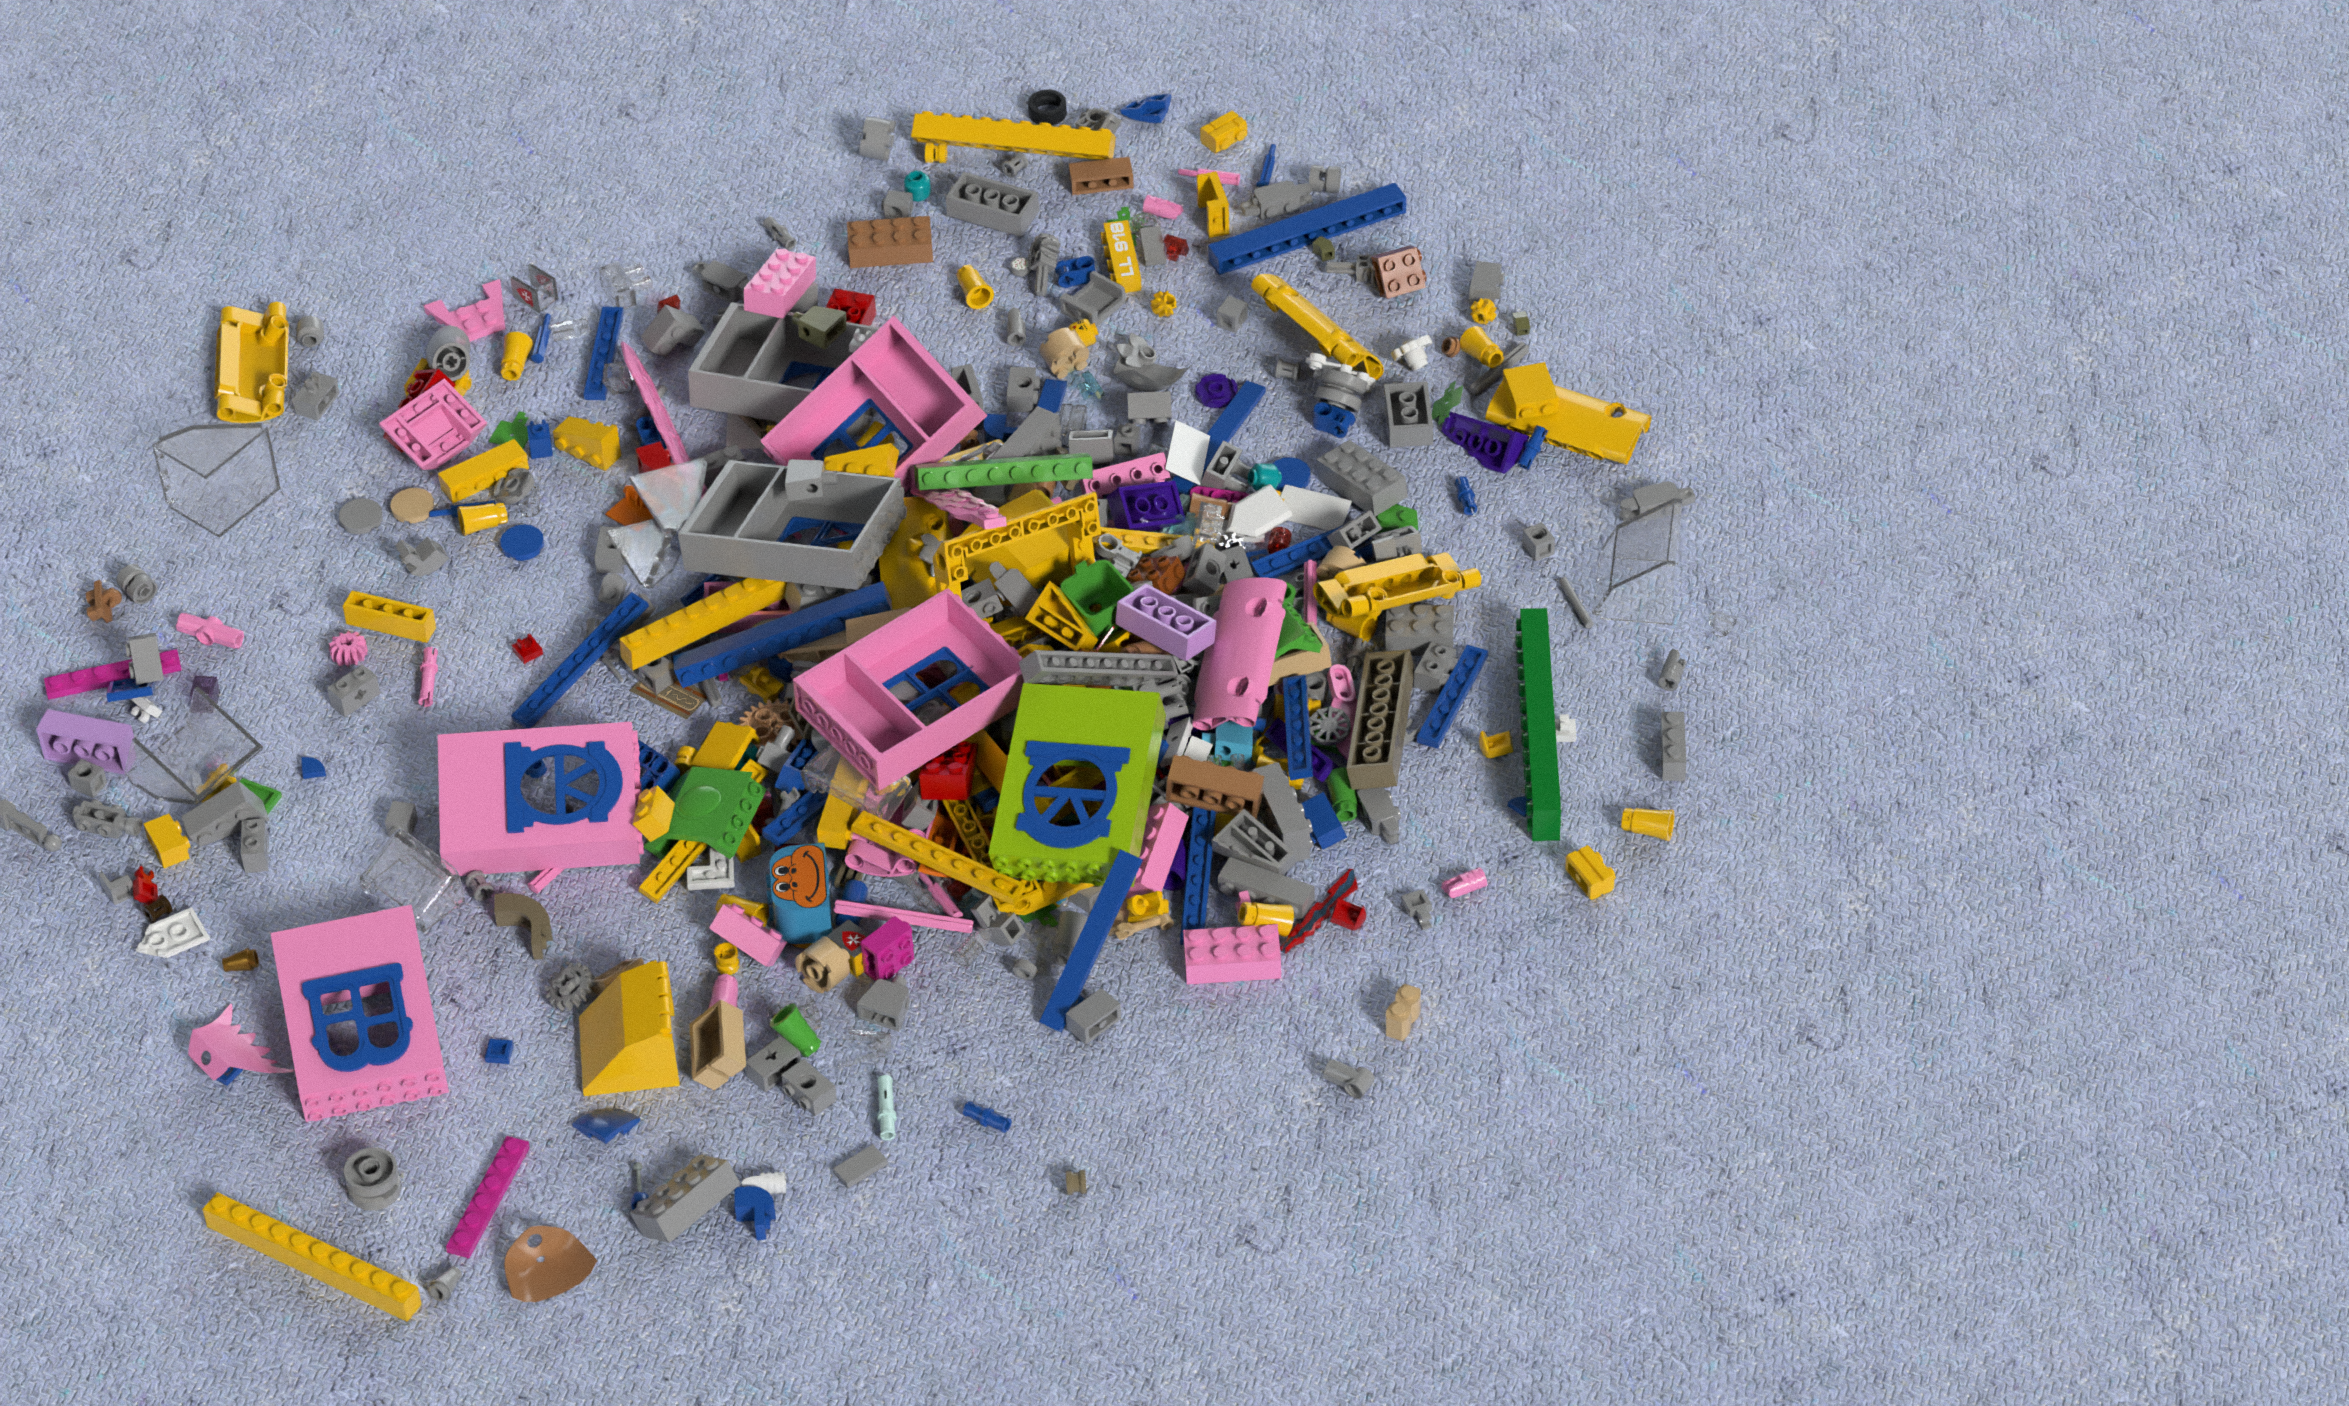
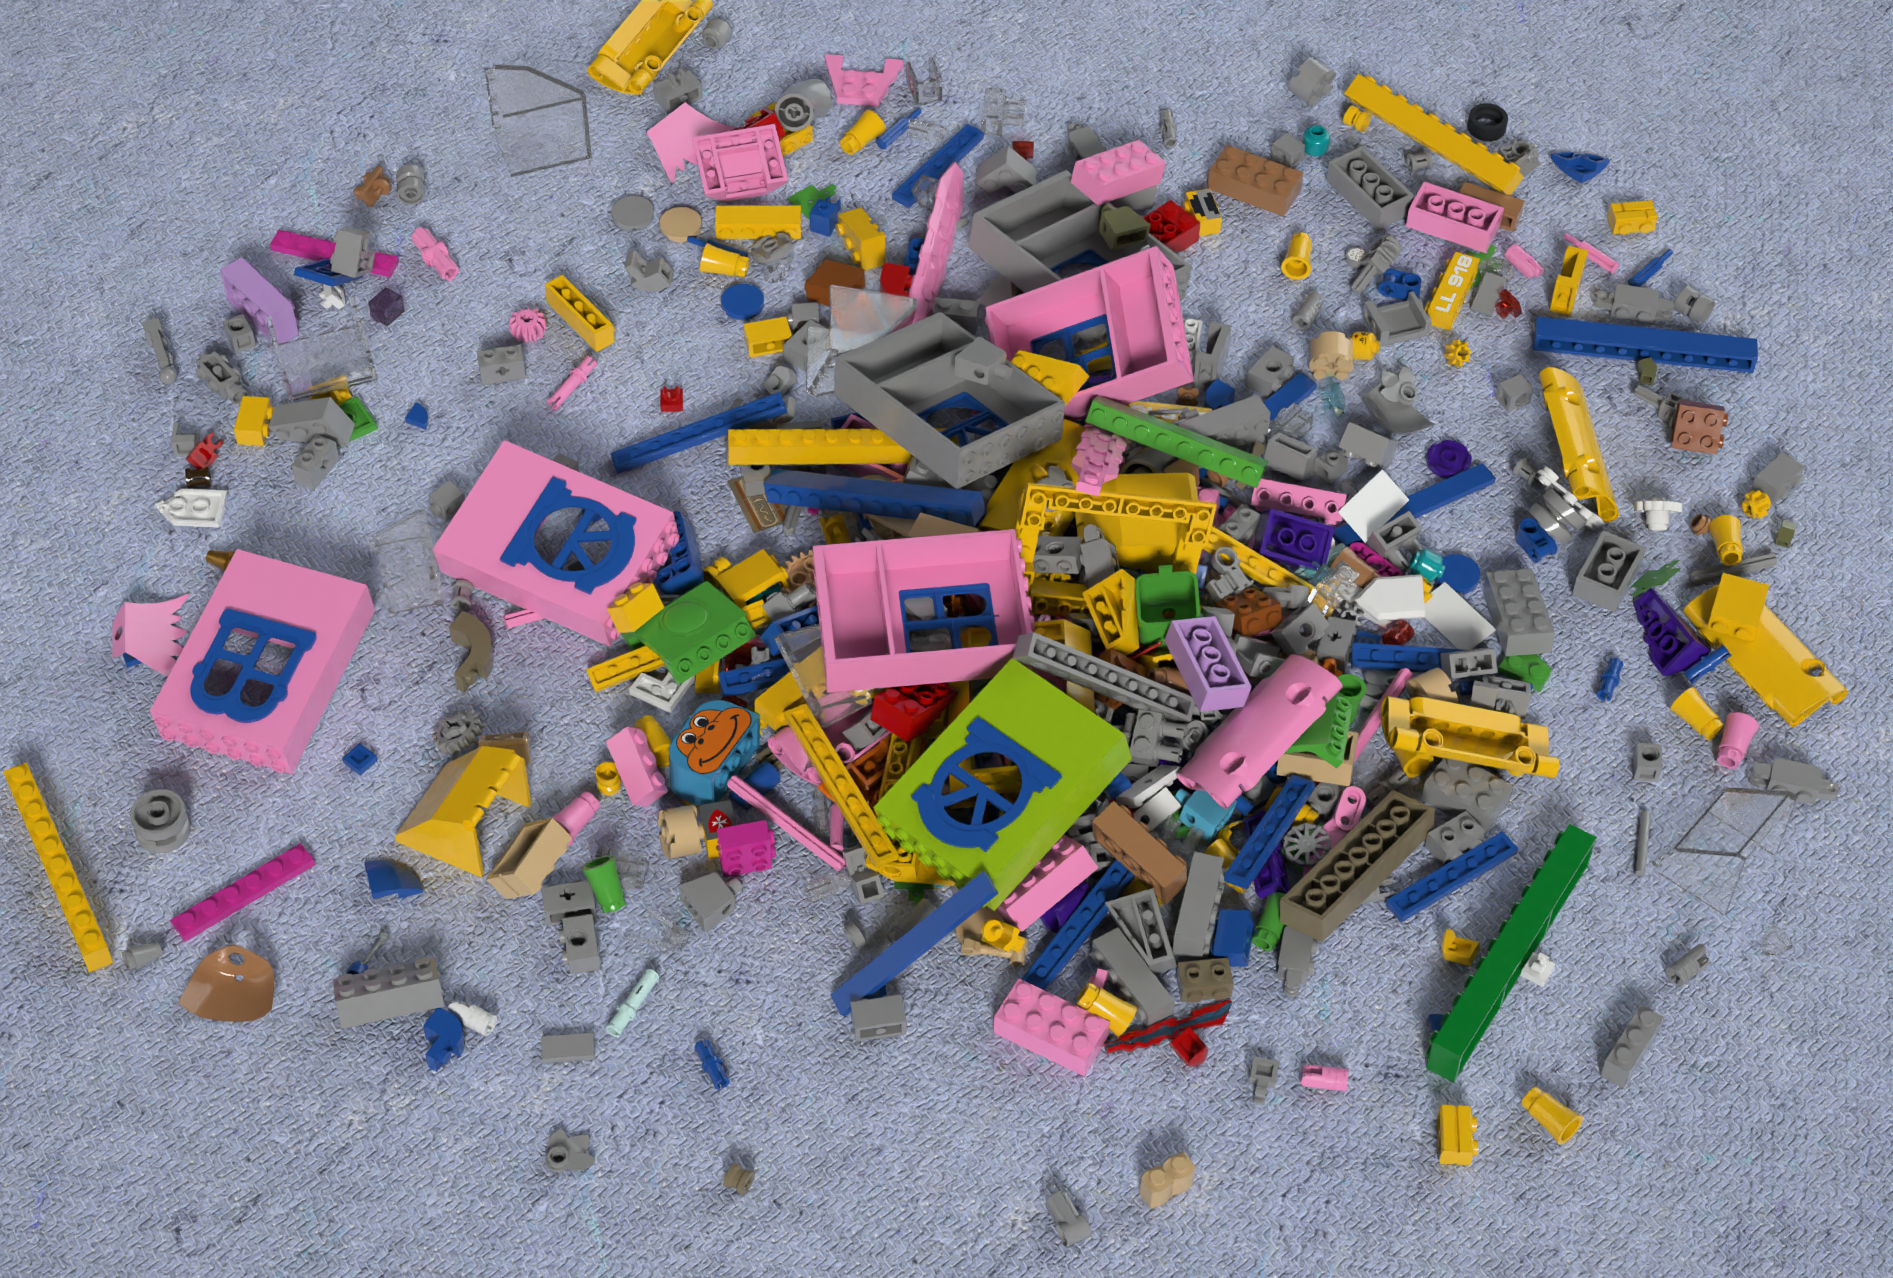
camera: 30 degrees right, 5 degrees up
(351, 430) = (674, 137): none -> bright pink piece
(570, 559) = (766, 336): none -> yellow brick
(588, 529) = (802, 314): none -> light grey brick
(597, 489) = (832, 273): none -> dark orange brick
(865, 282) = (1203, 208): none -> brick
(924, 1235) = (571, 1150): none -> light grey plate
(1081, 196) = (1455, 217): none -> bright pink brick
(1322, 862) = (1204, 980): none -> dark tan brick
(1551, 488) = (1697, 714): none -> yellow plant
(1592, 491) = (1736, 739): none -> bright pink plant

